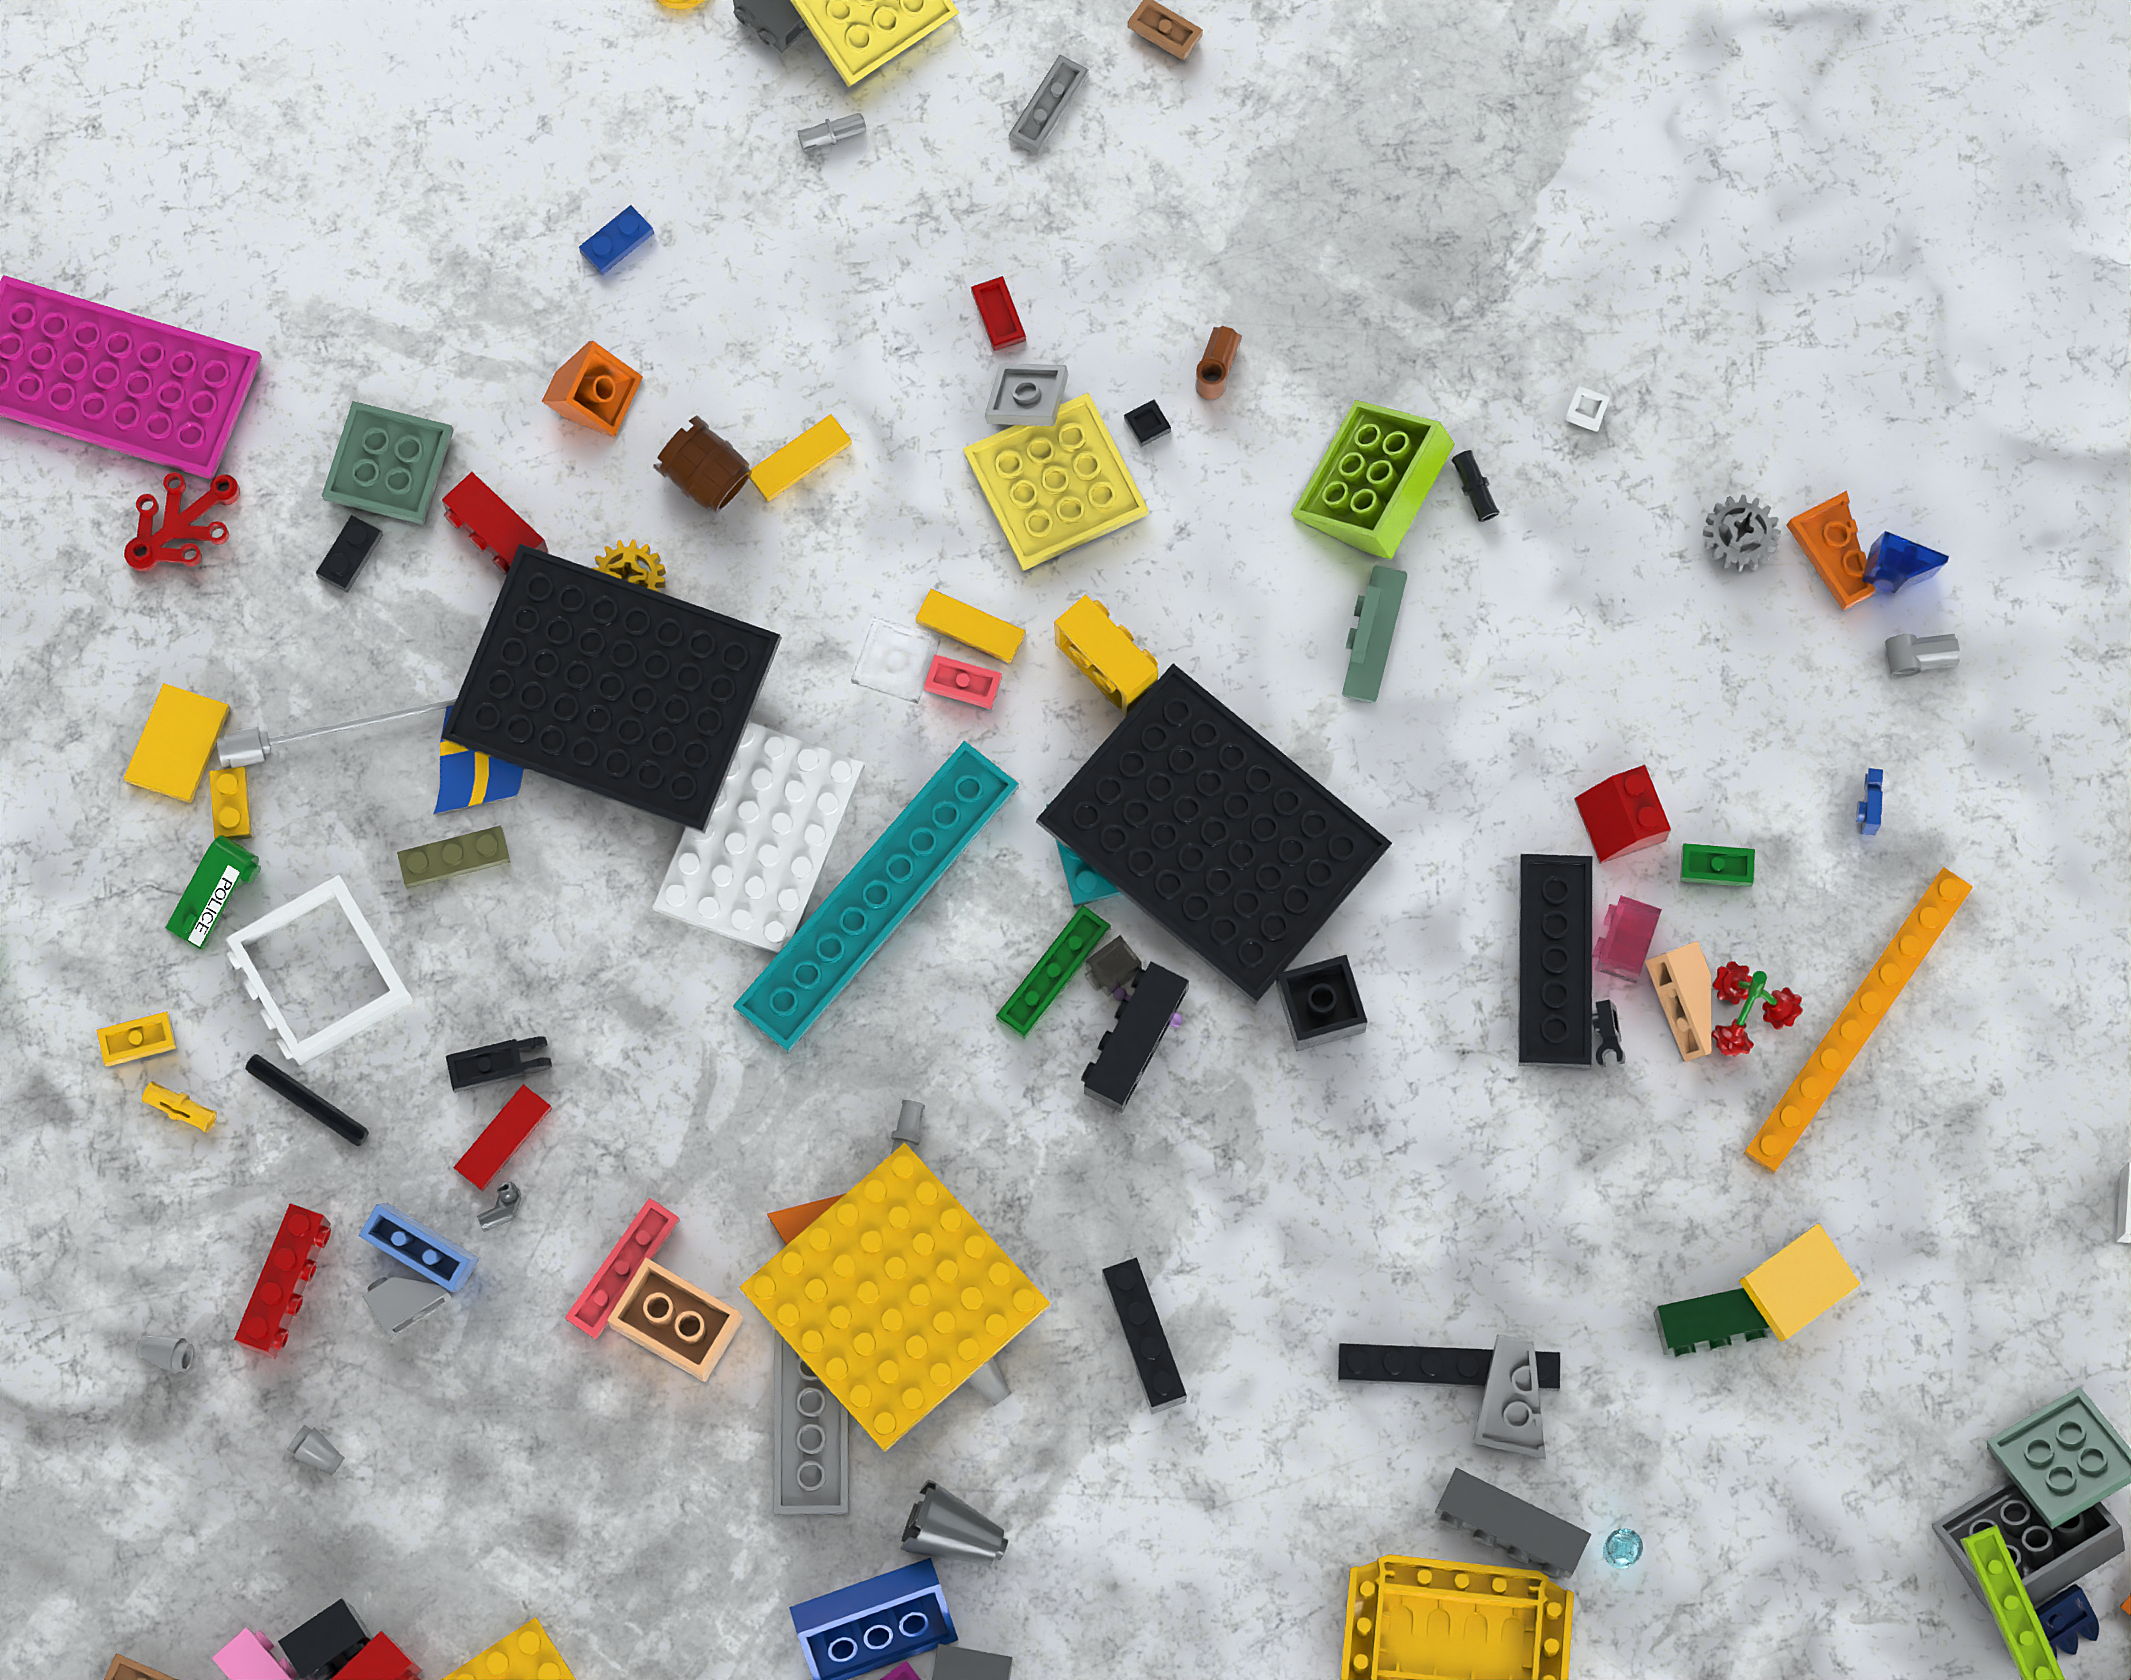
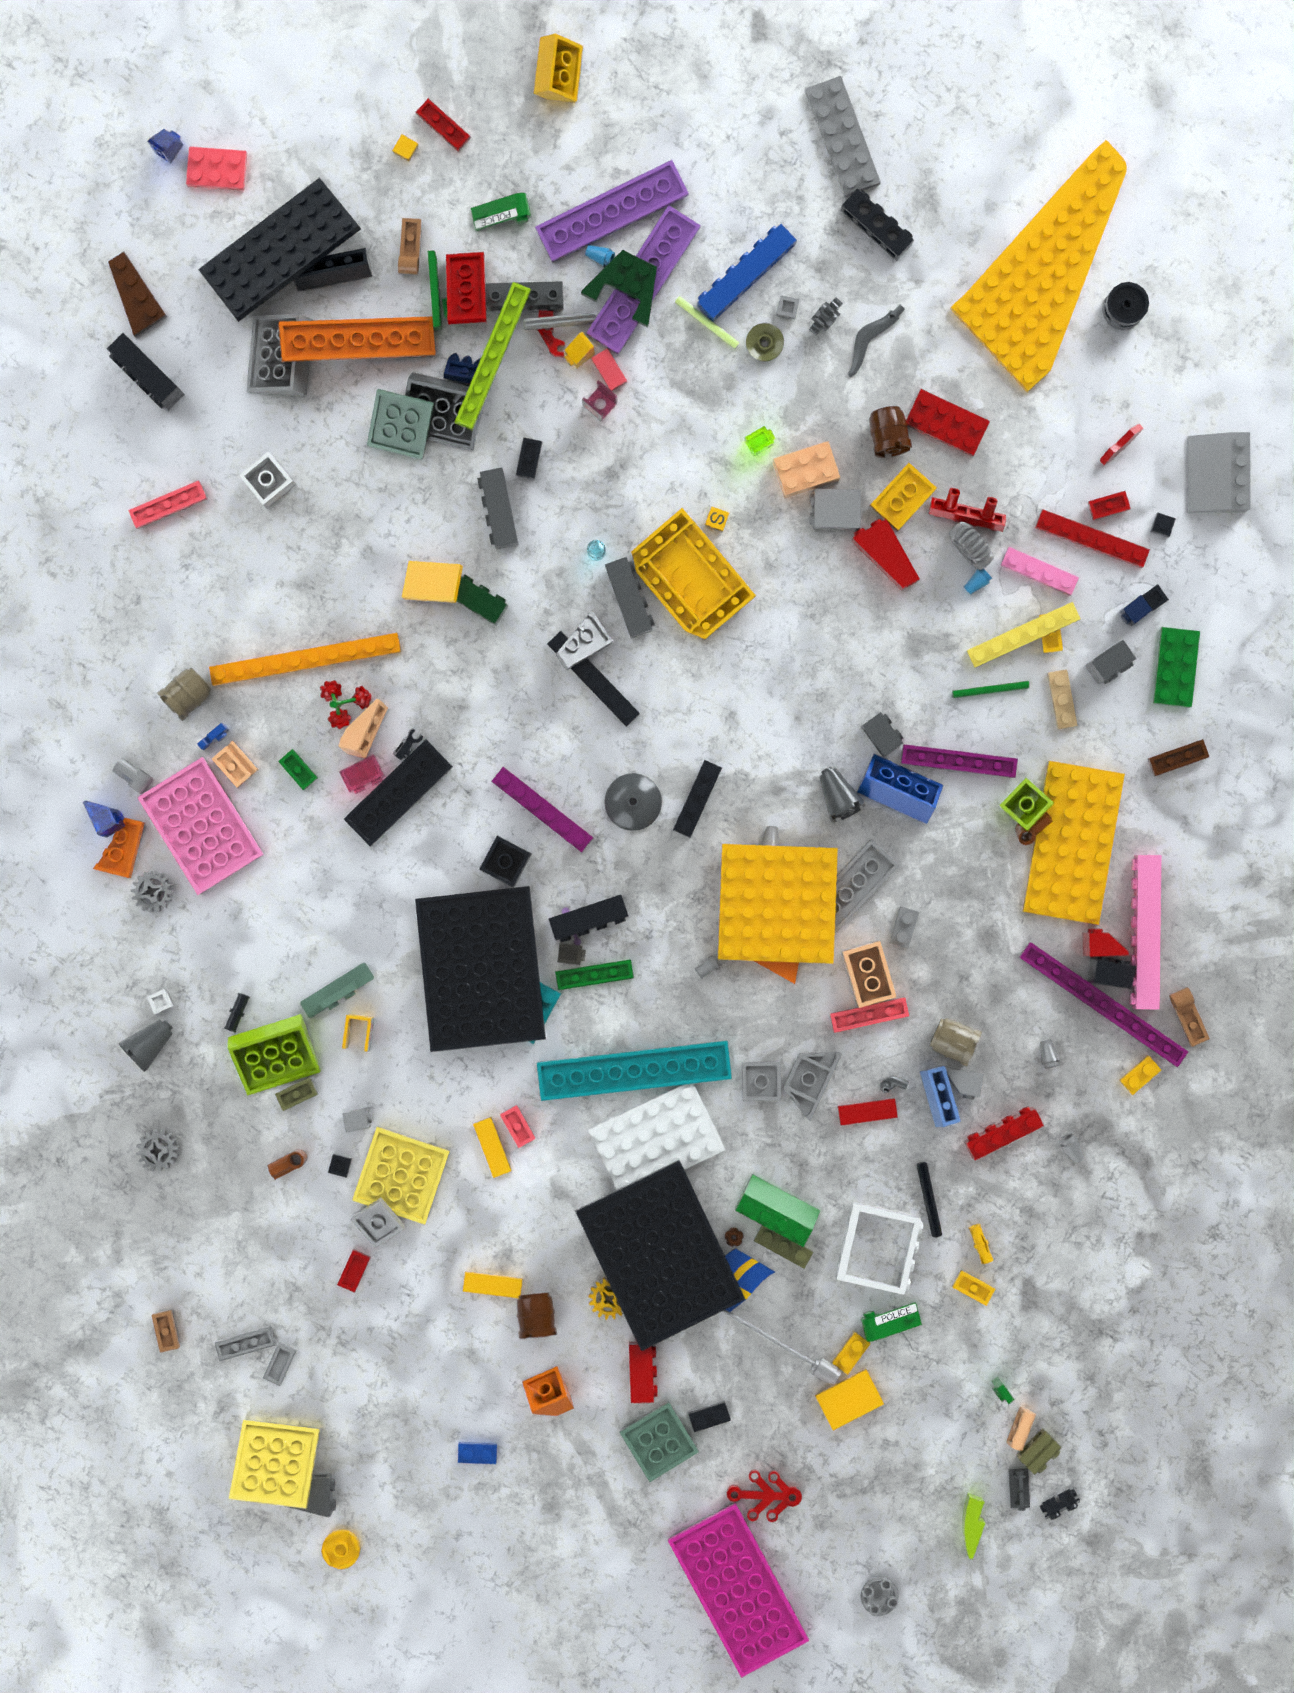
camera: 135 degrees left, 15 degrees up
(157, 1545) = (1140, 1075): none -> yellow plate
(299, 1594) = (1103, 1004): none -> magenta plate
(468, 1341) = (955, 1040): none -> dark tan piece
(495, 1063) = (844, 1144): black hinge -> none
(505, 892) = (777, 1210): none -> slope
(532, 815) = (734, 1232): none -> reddish brown plate
(623, 1106) = (810, 1078): none -> light grey wing
(686, 1436) = (904, 927): none -> light grey plate
(689, 1041) = (761, 1081): none -> light grey plate
(831, 131) = (345, 1416): light grey axle -> none
(980, 119) = (279, 1364): none -> light grey tile
(1105, 653) = (452, 1081): yellow brick -> none
(1182, 496) = (357, 1119): none -> light grey brick
(1225, 1276) = (633, 816): none -> dark grey dish
(1294, 457) = (296, 1094): none -> olive plate
(1295, 633) = (349, 1017): none -> yellow piece
(1341, 1123) = (542, 809): none -> magenta plate
(1398, 240) = (157, 1143): none -> light grey gear
(1549, 338) = (147, 1043): none -> dark grey cone
(1623, 814) = (314, 824): red slope -> none
(1767, 673) = (200, 826): none -> bright pink plate
(1806, 793) = (235, 764): none -> light nougat plate
(1814, 1475) = (498, 507): none -> dark grey brick
(1844, 1587) = (529, 458): none -> black plate
(1966, 819) = (185, 693): none -> dark tan piece

